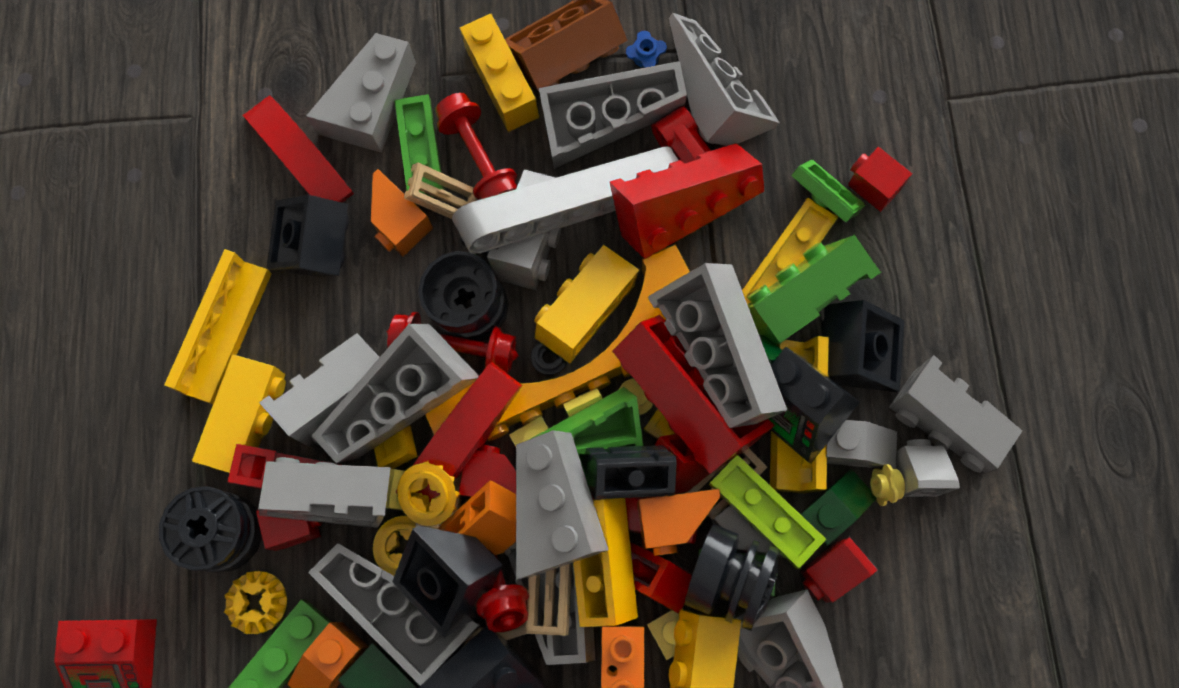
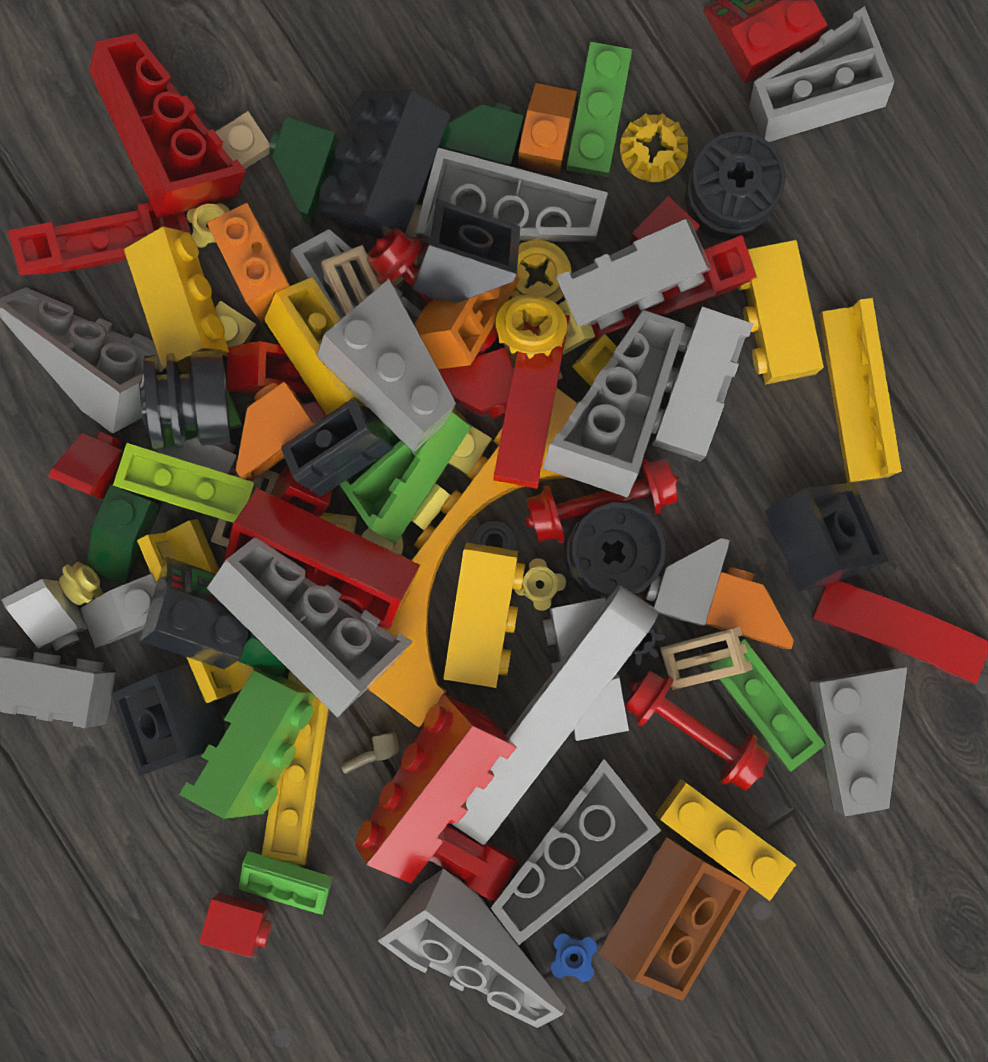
camera: 150 degrees right, 10 degrees up
(88, 576) = (825, 83): none -> light grey wedge
(417, 250) = (689, 584): none -> light grey slope
(524, 303) = (552, 584): none -> light yellow plate
(709, 248) = (384, 747): none -> dark tan hand

